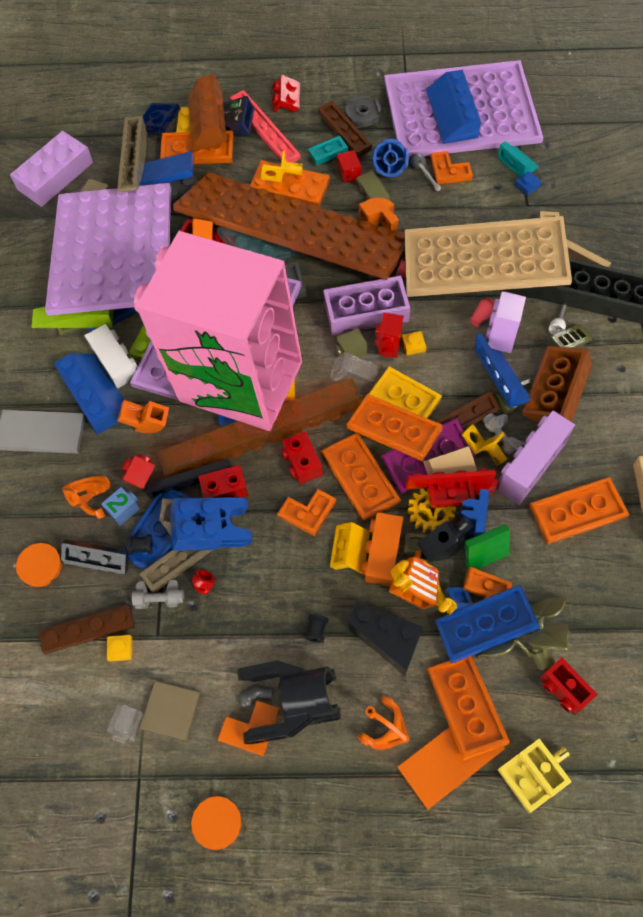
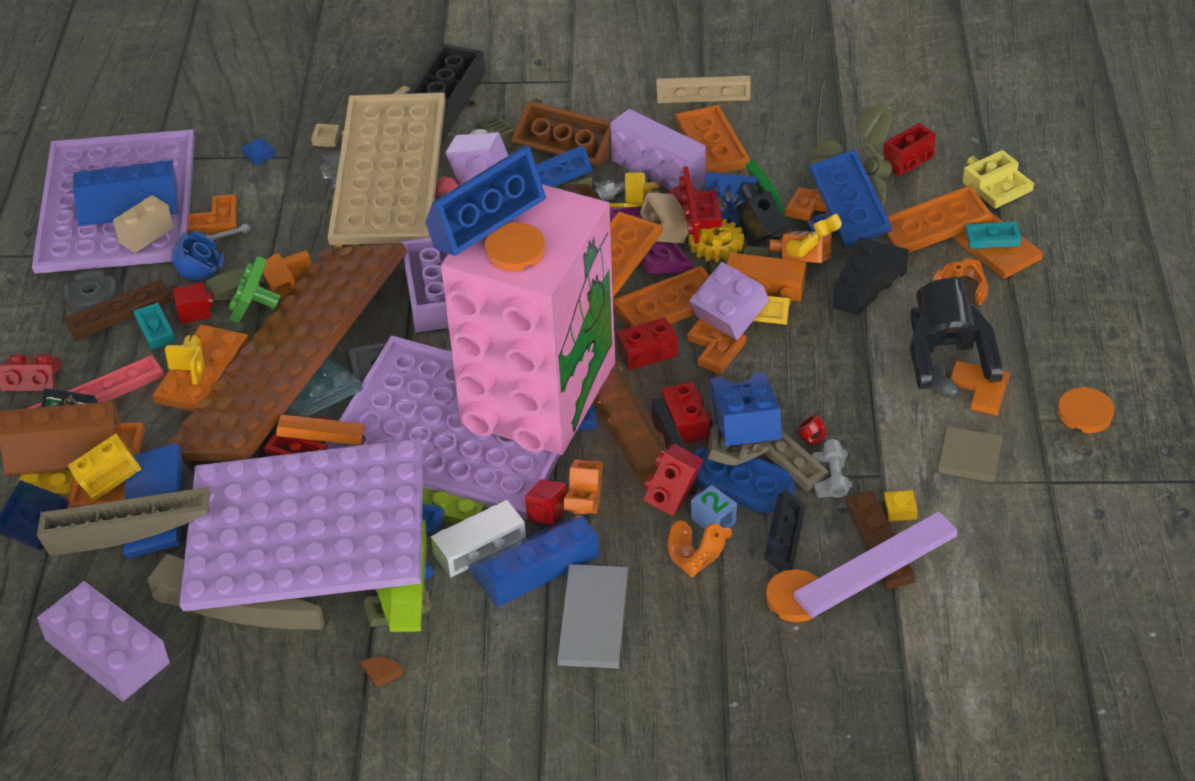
camera: 90 degrees left, 20 degrees down
(13, 312) = (381, 670): none -> dark orange tile
(48, 622) = (875, 564): none -> lavender tile
(125, 724) = (993, 486): clear brick -> none
(131, 324) = (433, 518): none -> blue plate
(135, 391) = (545, 502): none -> red brick
(139, 544) = (771, 483): black bush -> none
(176, 138) = (104, 467): none -> yellow hinge
(187, 274) = (515, 246): none -> orange tile
(216, 243) = (485, 203): none -> blue slope
(316, 628) = (862, 331): black bush -> none
(333, 512) = (729, 300): none -> lavender brick
(348, 192) = (250, 290): none -> bright green plate
(419, 121) = (143, 224): none -> tan brick
(441, 758) = (993, 235): none -> teal plate
(516, 159) = (220, 157): teal panel -> none

